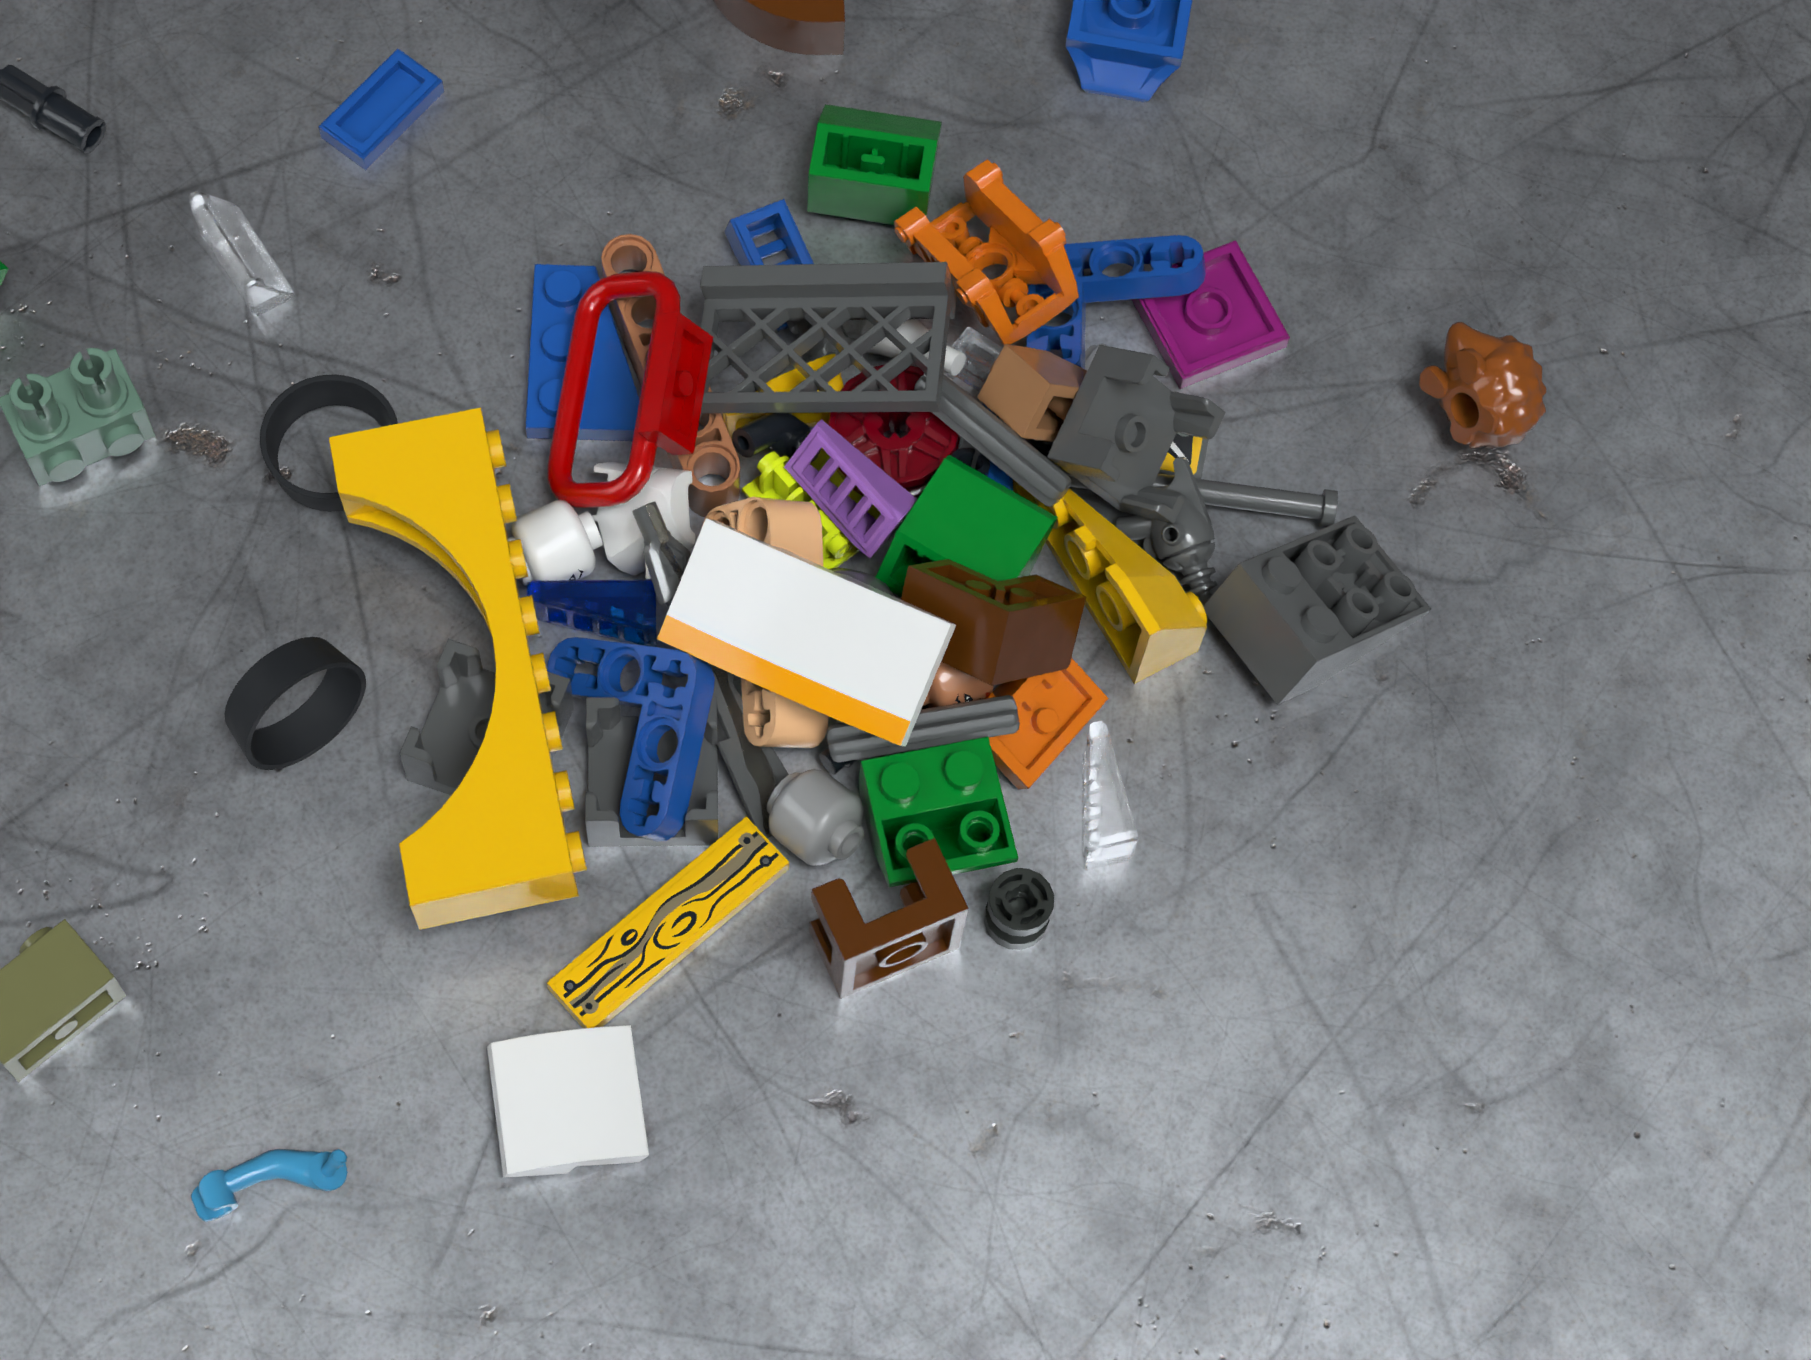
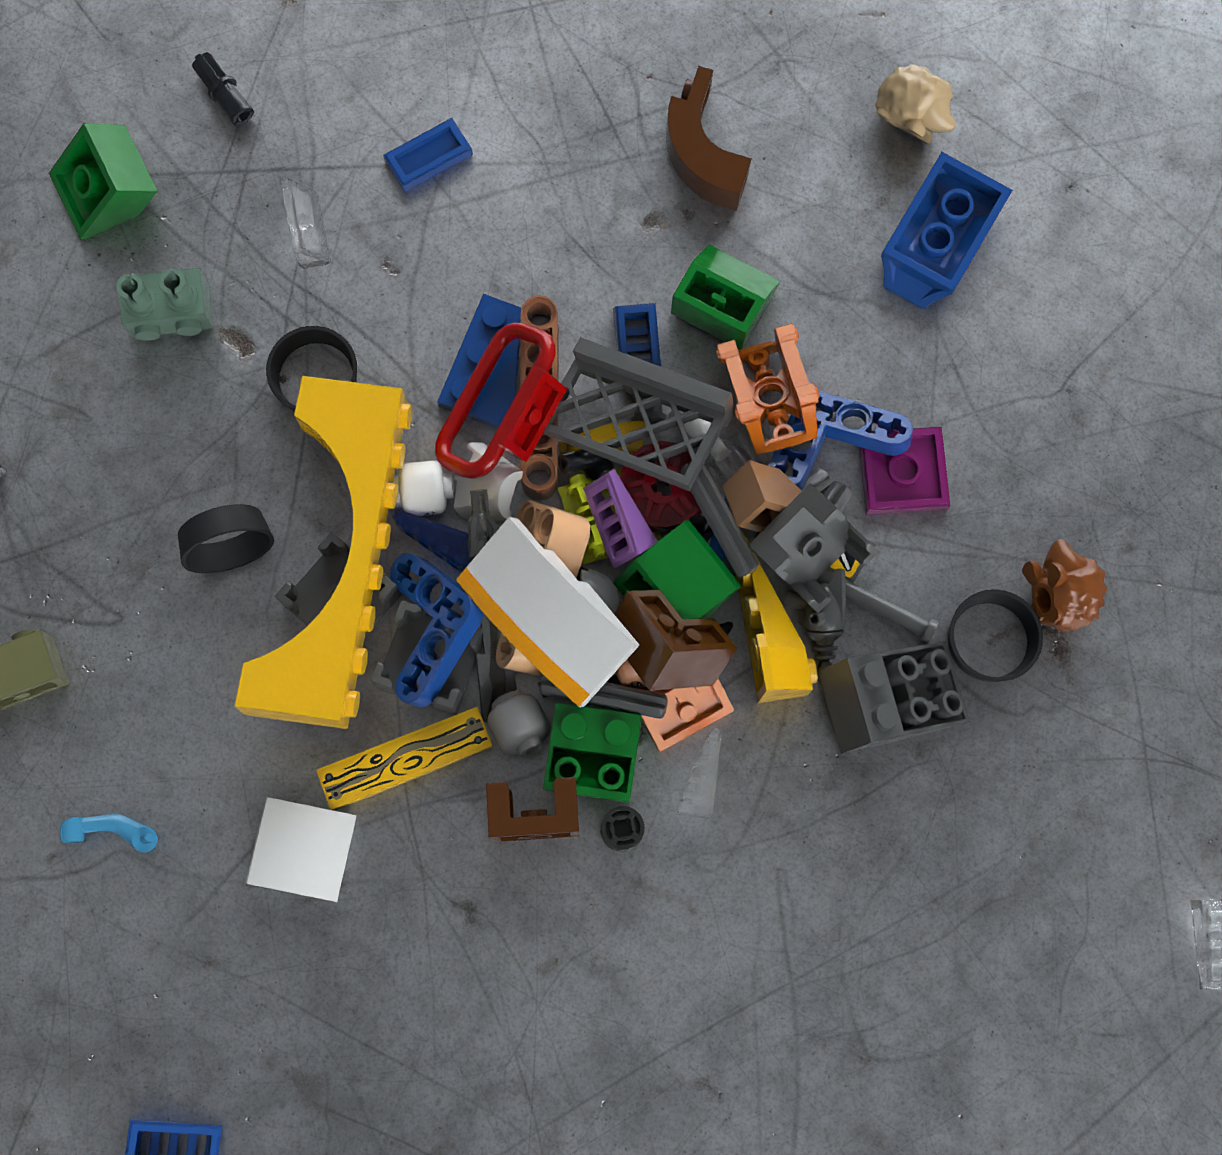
camera: 25 degrees right, 10 degrees up
(1441, 440) = (1025, 614): none -> black tyre

